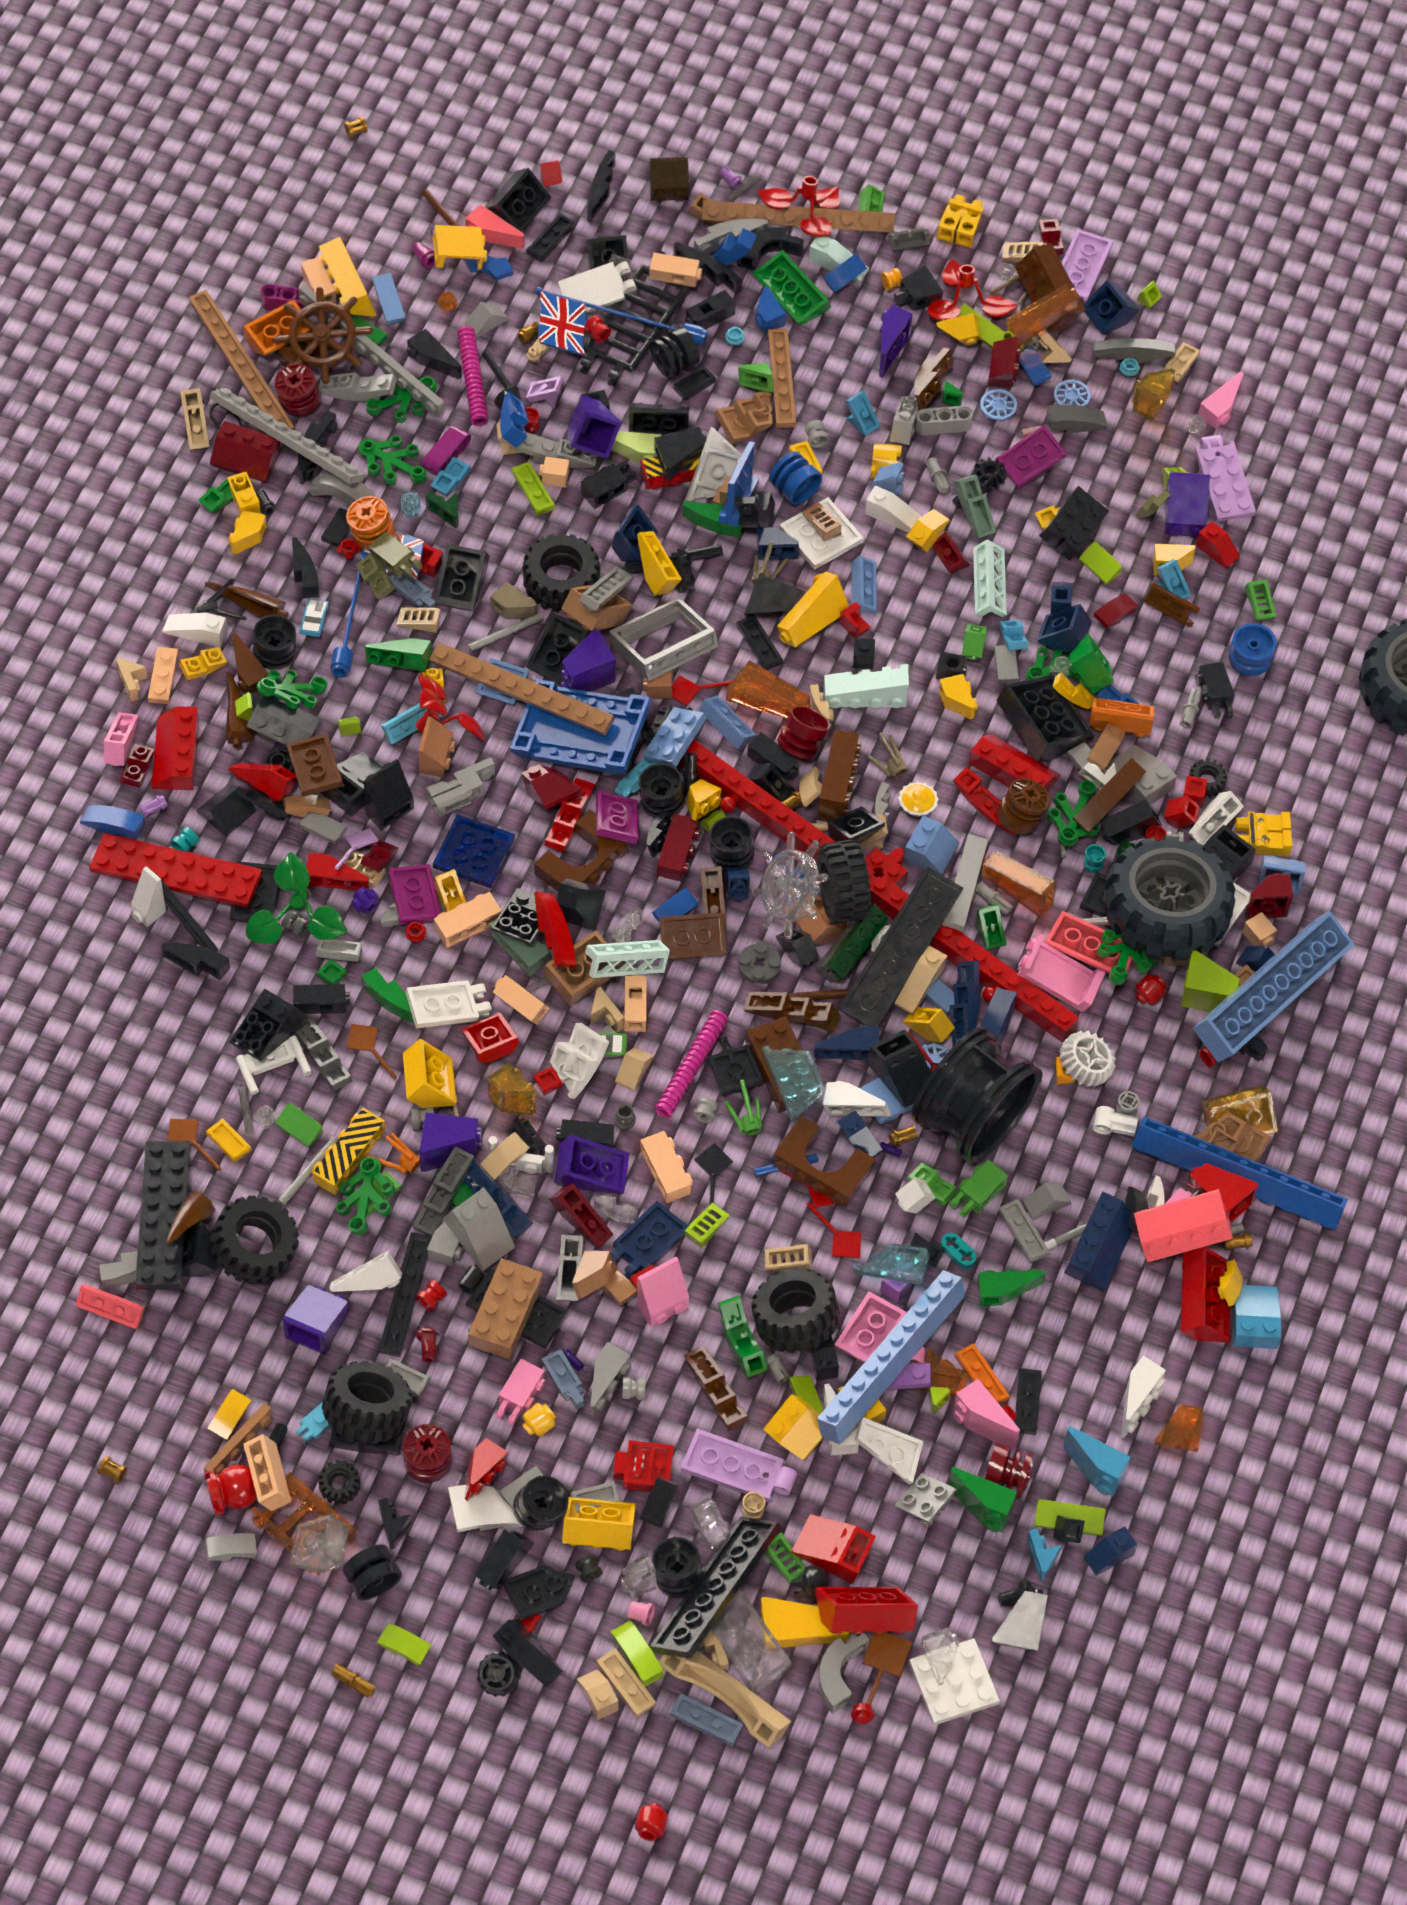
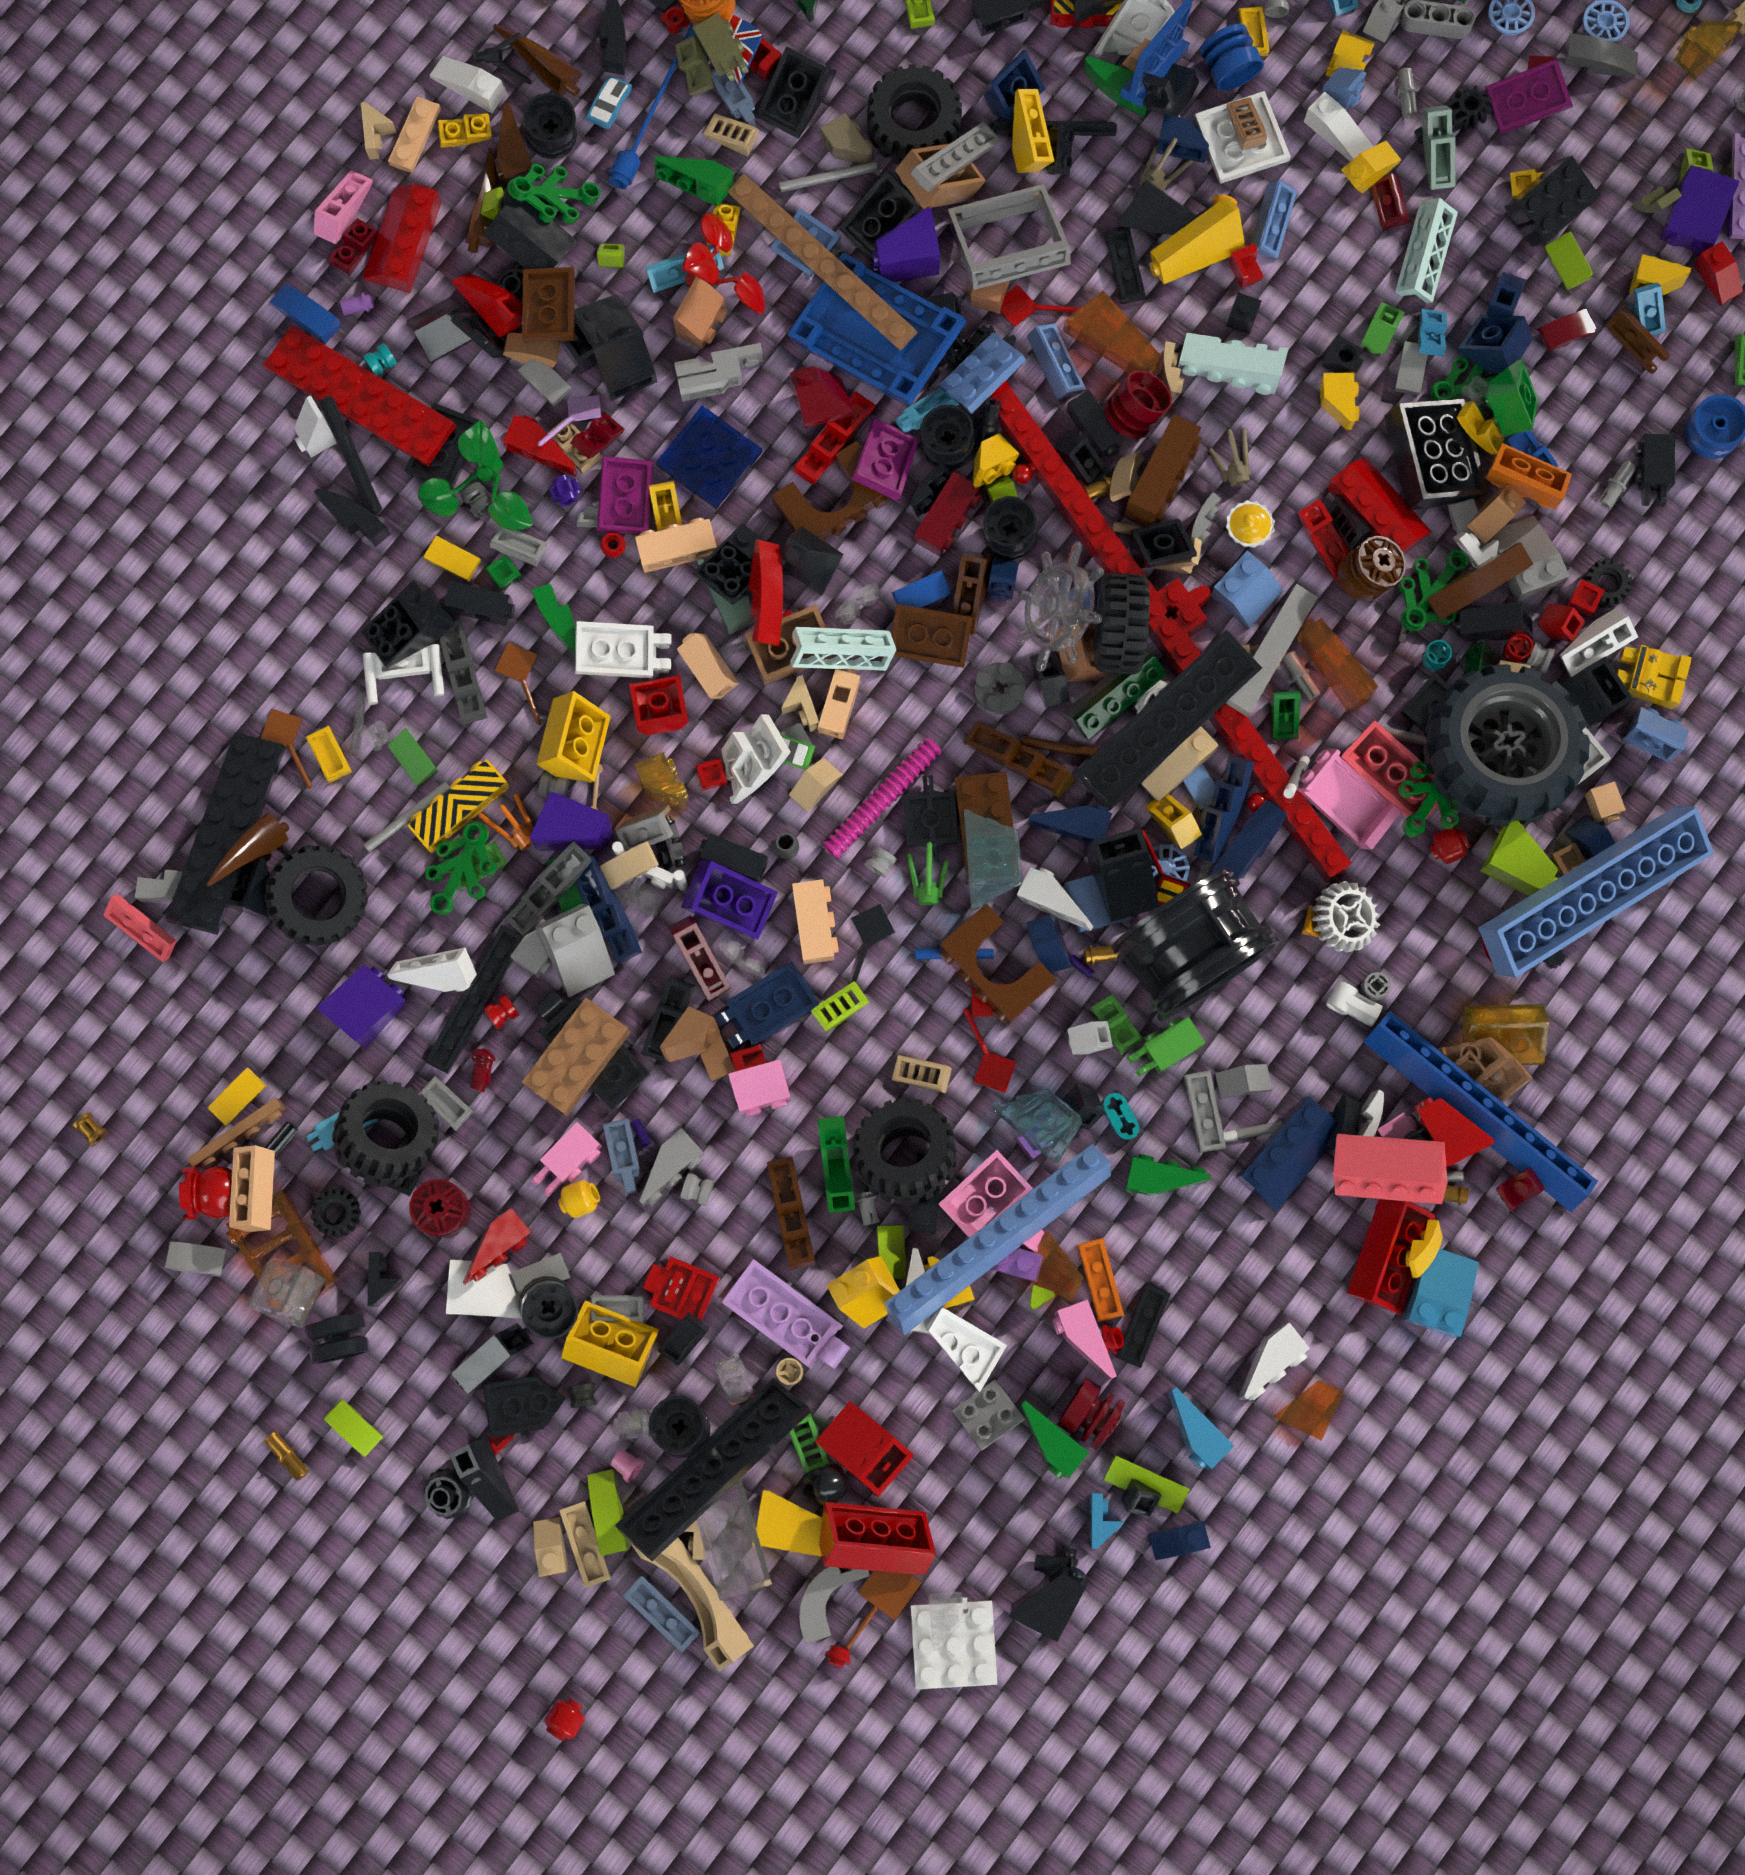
camera: 20 degrees right, 20 degrees up
(286, 972) = (452, 558): none -> yellow tile
(515, 1122) = (645, 827): none -> light grey panel
(1000, 776) = (1357, 523): none -> black slope
(1014, 966) = (1295, 778): none -> bar
(1271, 897) = (1634, 766): dark red slope -> none
(1290, 1221) = (1519, 1188): none -> dark red bracket

